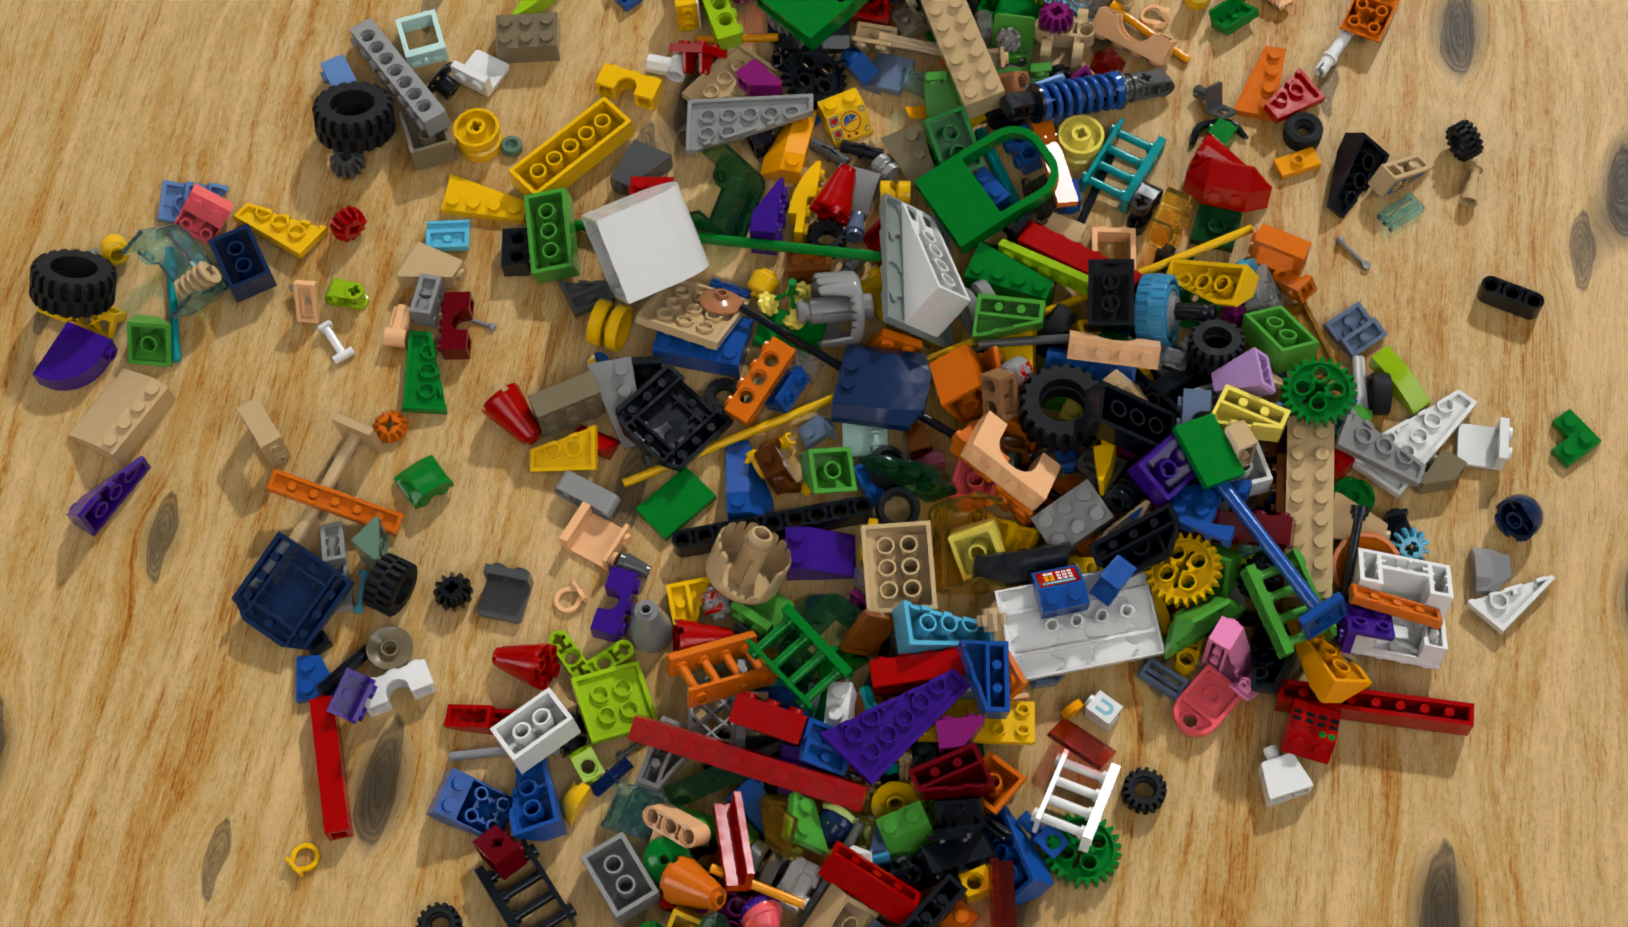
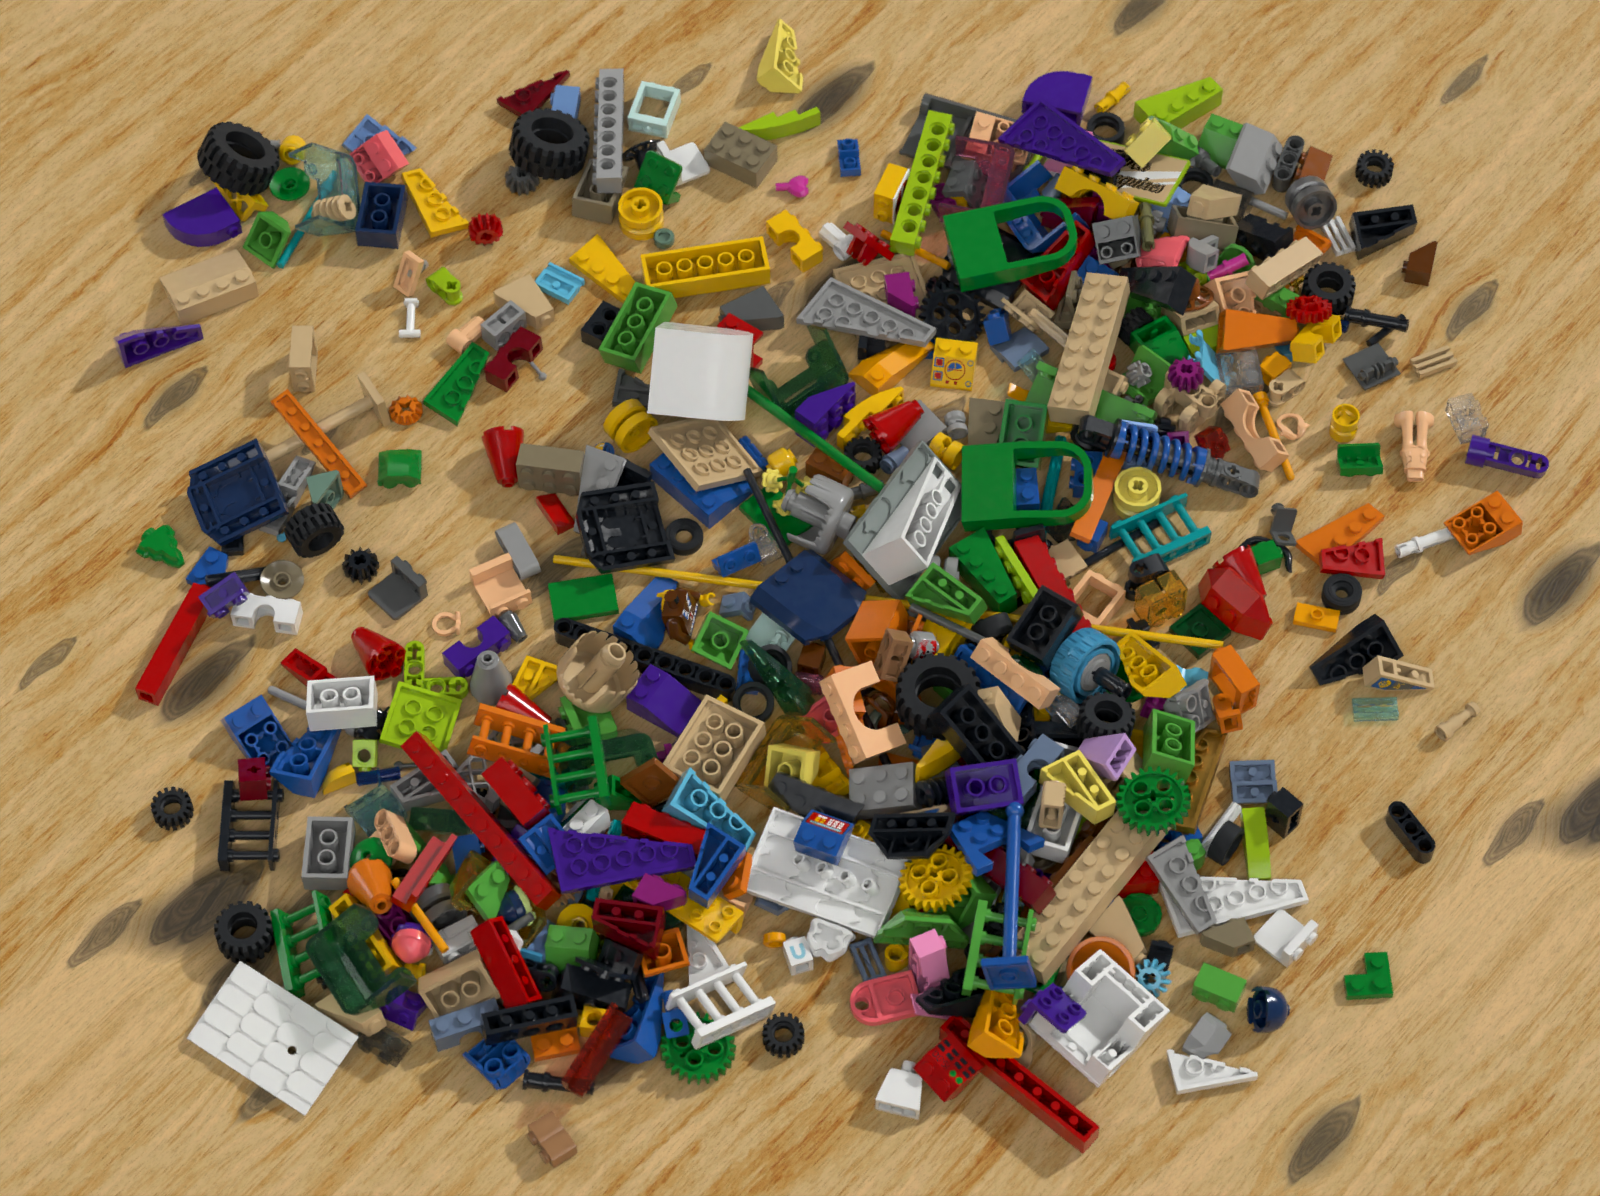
camera: 30 degrees right, 5 degrees down
(131, 275) = (290, 184): none -> green dish
(251, 683) = (161, 546): none -> green rock
(300, 870) = (101, 707): yellow piece -> none
(303, 87) = (533, 95): none -> dark red wing
(474, 91) = (660, 175): none -> green bracket
(570, 453) = (525, 509): yellow wing -> none
(593, 39) = (796, 186): none -> dark pink rock
(715, 604) = (551, 693): light grey head -> none
(720, 302) = (734, 457): nougat dish -> none
(771, 349) = (710, 548): orange brick -> none
(828, 152) = (919, 386): dark grey pin -> none
(860, 150) = (947, 398): black pin -> none
(984, 22) = (1125, 352): clear piece -> none
(991, 619) = (754, 827): tan gear -> none
(1014, 81) = (1111, 410): nougat brick -> none
(1028, 762) = (703, 957): none -> white wing
(1082, 744) = (760, 969): clear red piece -> none
(1113, 580) = (871, 851): blue slope -> none
(1122, 680) = (828, 939): none -> white piece
(1208, 451) = (1018, 792): green tile -> none
(1359, 515) = (1117, 922): black piece -> none
(1365, 264) = (1307, 735): light grey hinge -> none
(1395, 606) = (1091, 1010): orange tile -> none
(1405, 339) = (1283, 812): none -> black brick
(1464, 140) = (1476, 679): black tyre -> none
(1465, 521) = (1218, 987): none -> bright green brick

